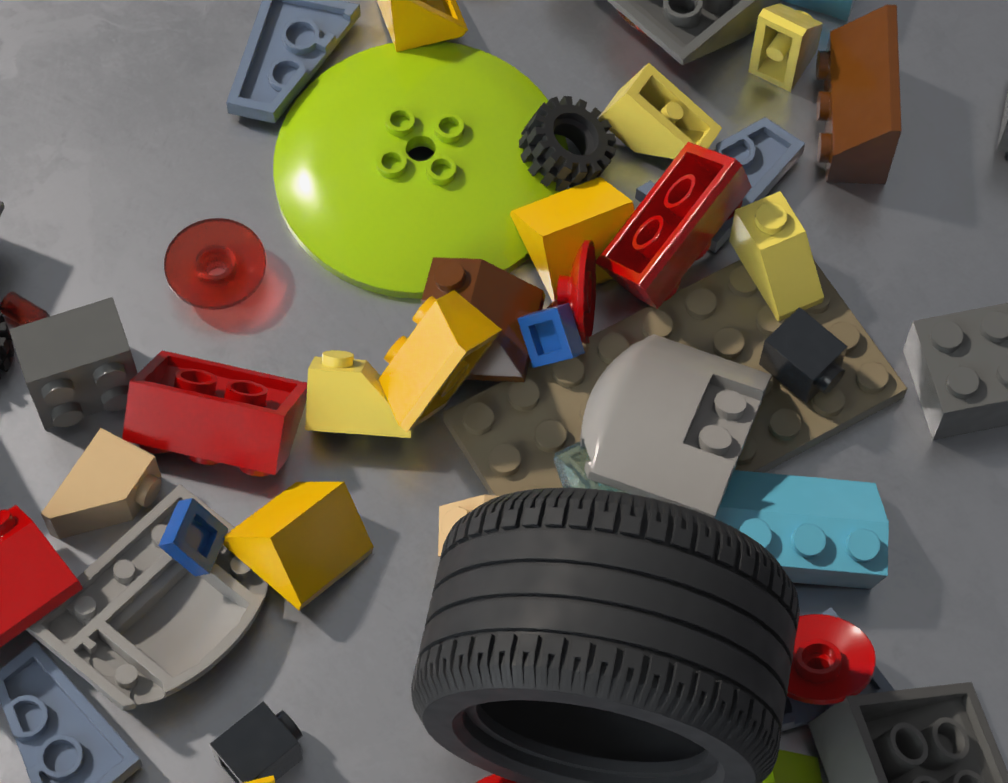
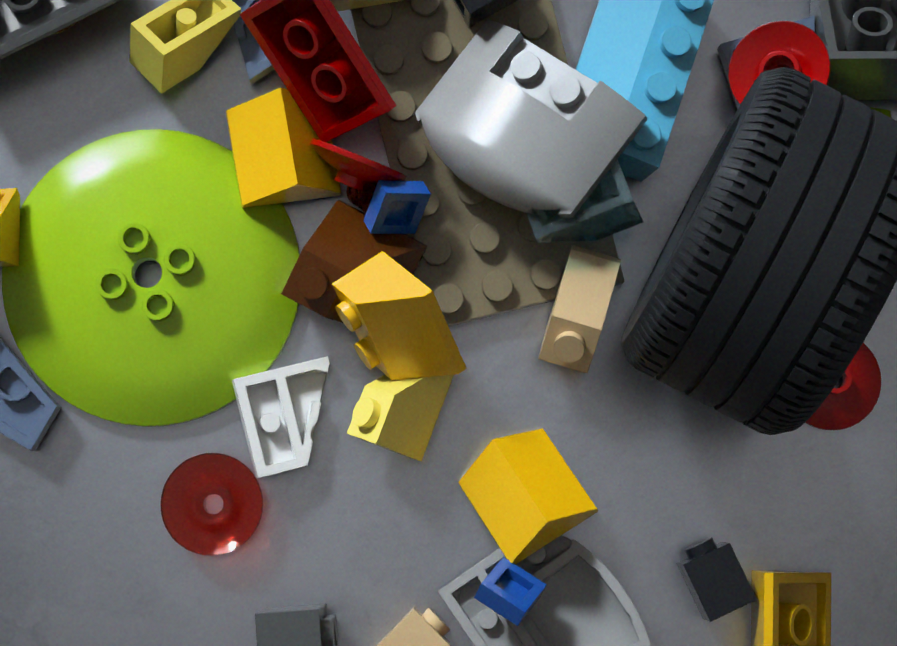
camera: 75 degrees left, 20 degrees up
(214, 413) = (370, 540): red slope -> none
(319, 303) = (281, 414): none -> white wing
(578, 126) = (179, 107): black tyre -> none

